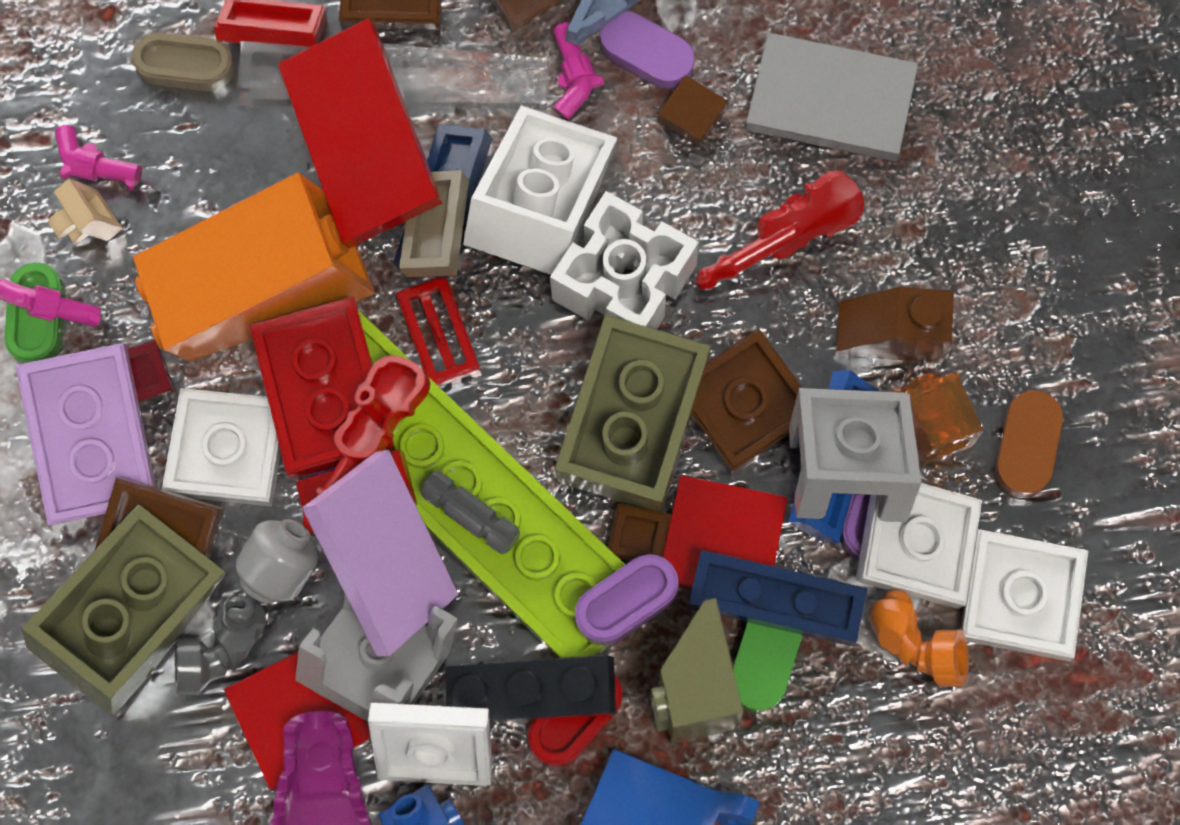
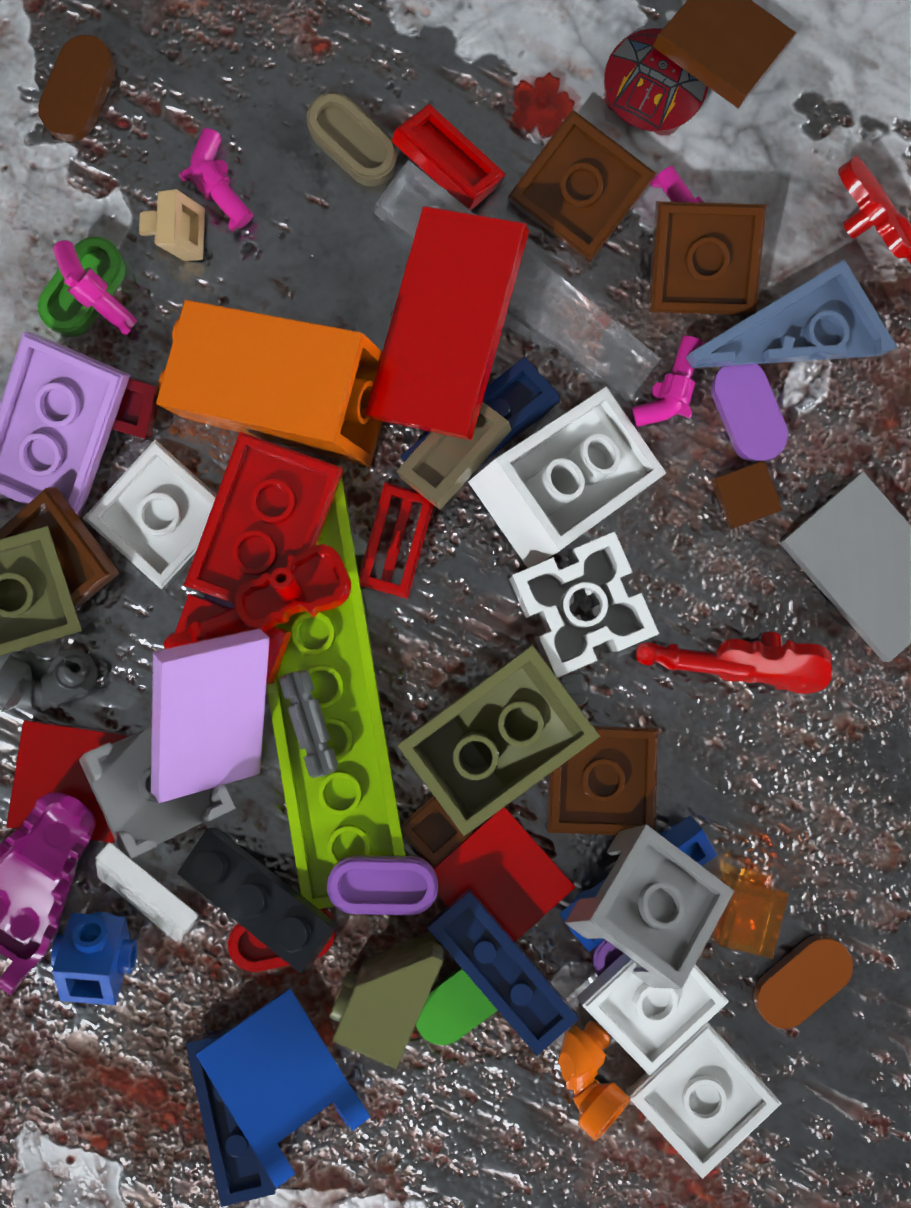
camera: 25 degrees right, 15 degrees up
(276, 561) = (124, 648): light grey head -> none
(897, 325) = (772, 810): reddish brown slope -> none

